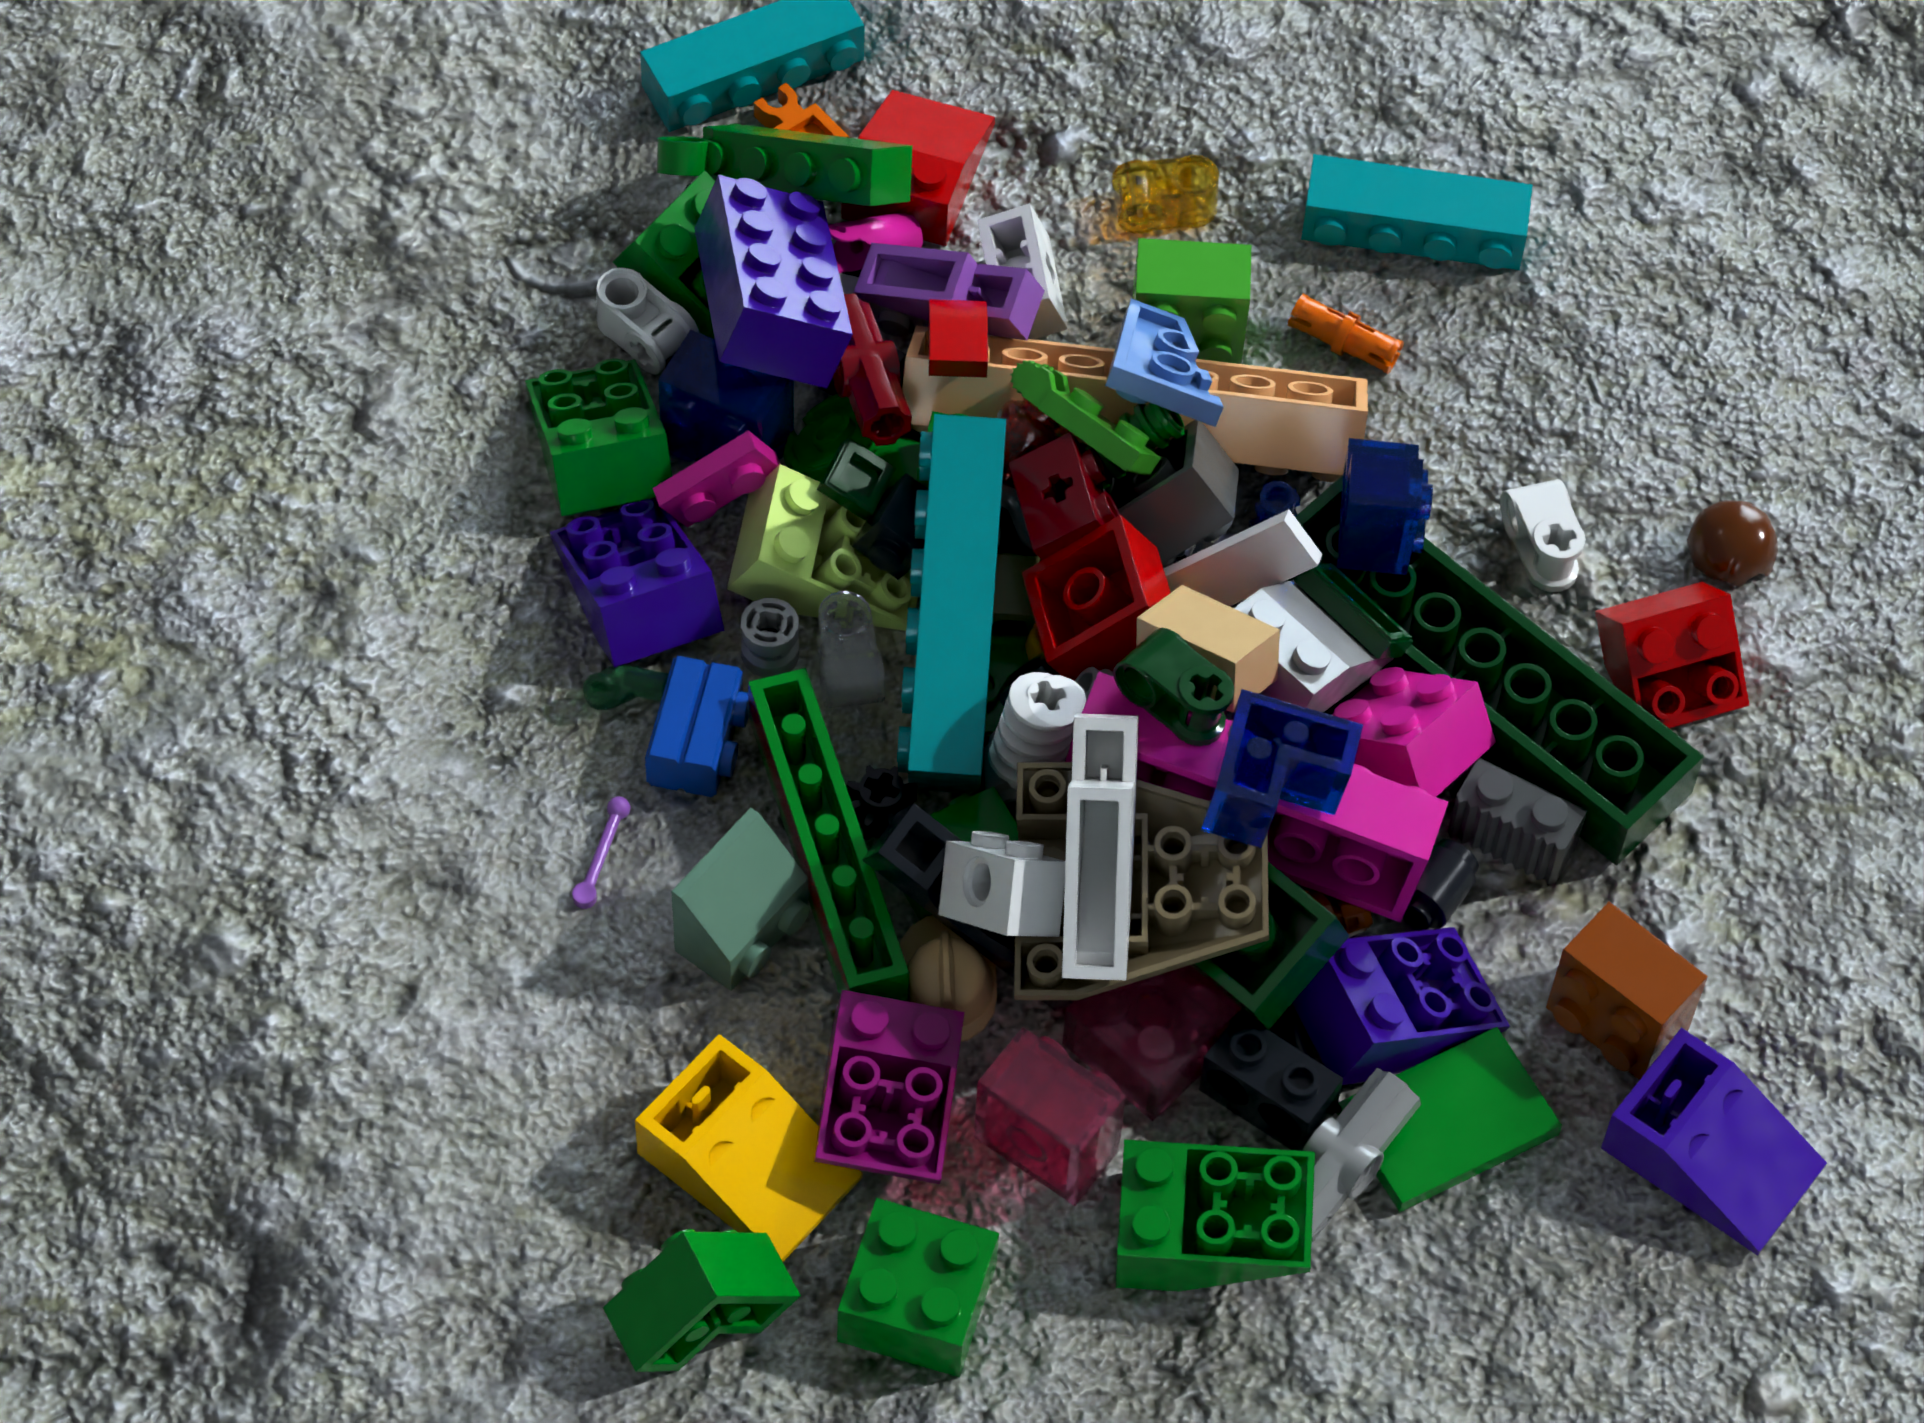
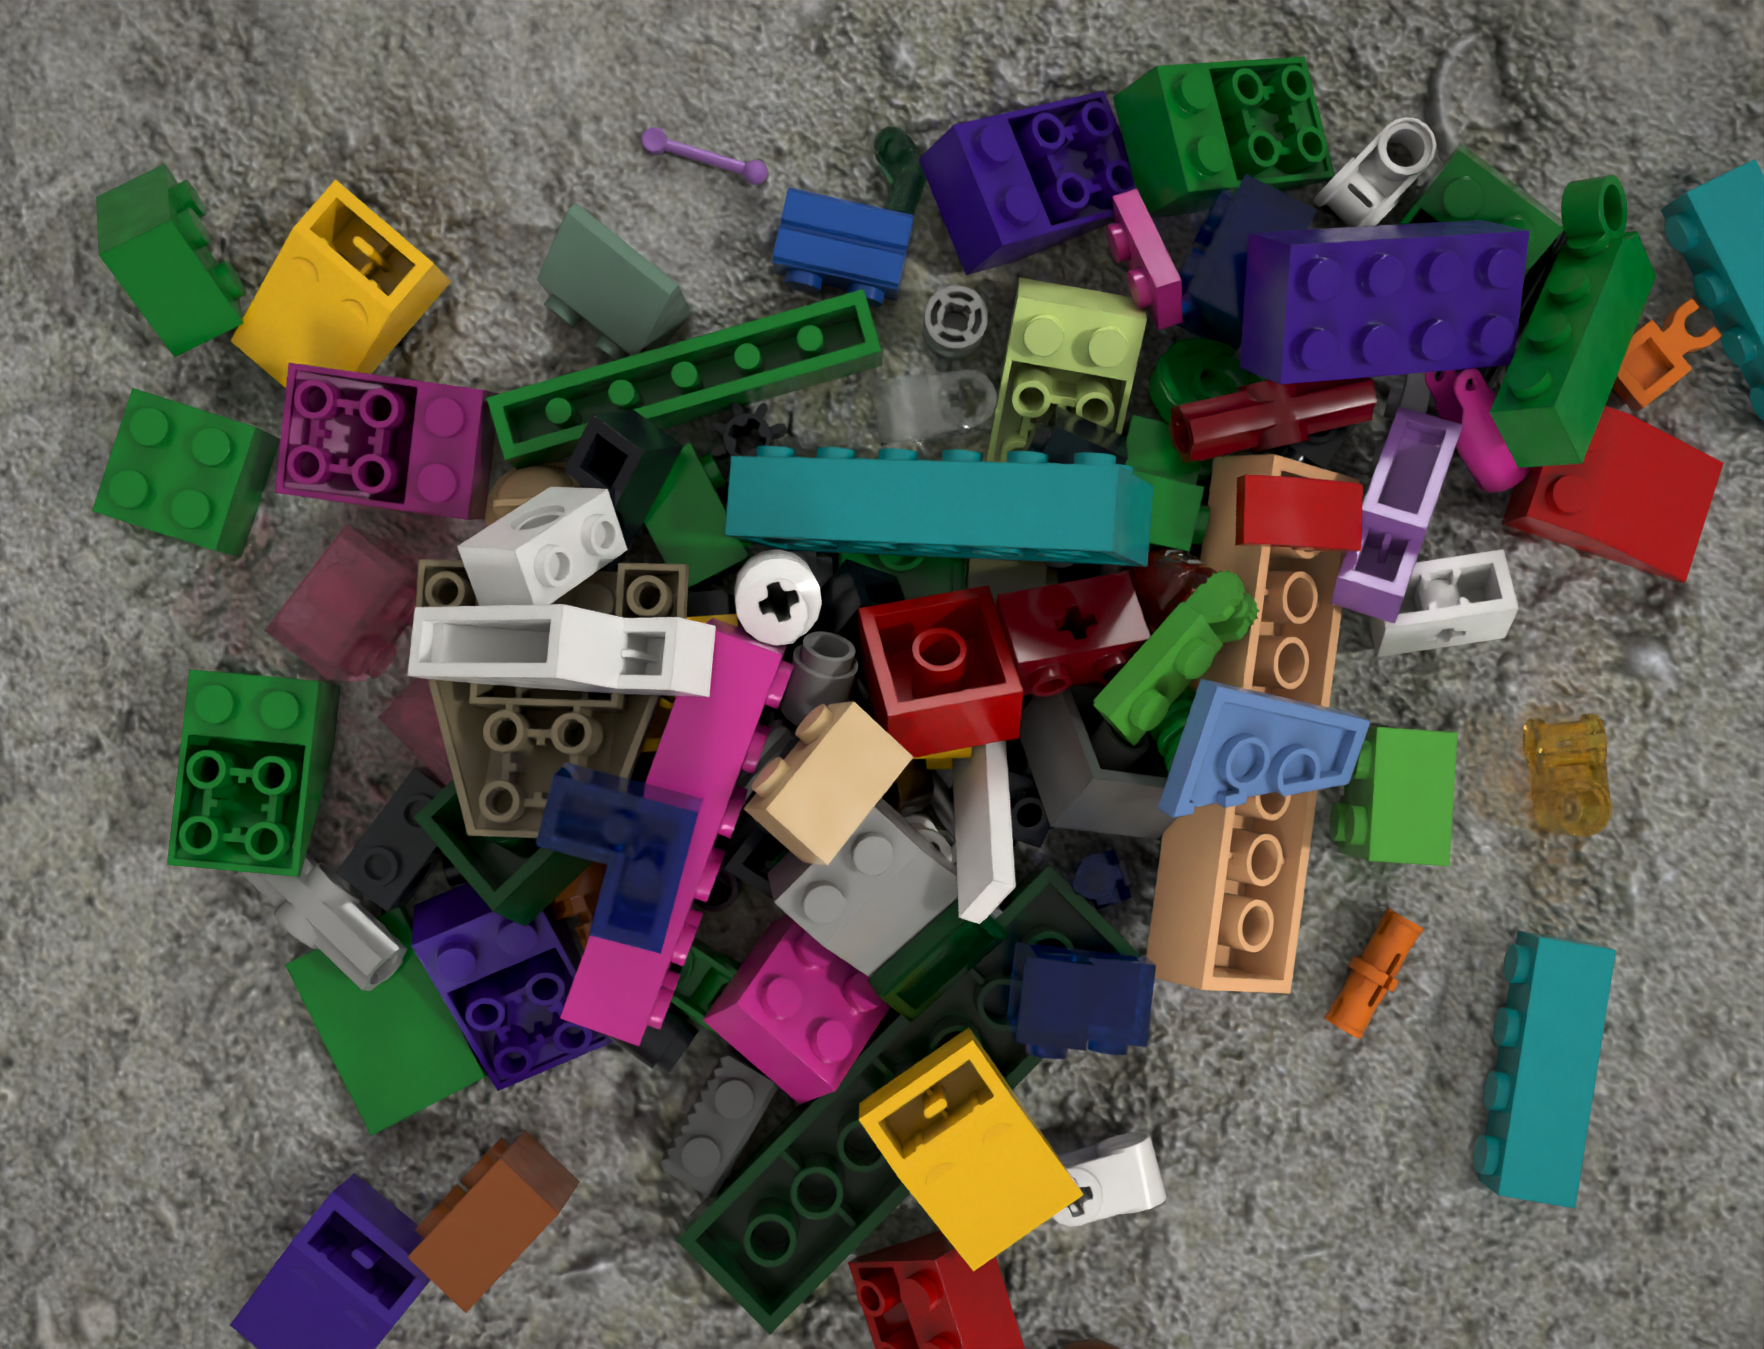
camera: 95 degrees right, 30 degrees up
(856, 478) = (1132, 406): dark green tile -> none
(1172, 679) = (755, 732): dark green piece -> none
(1513, 587) = (968, 1150): none -> yellow slope

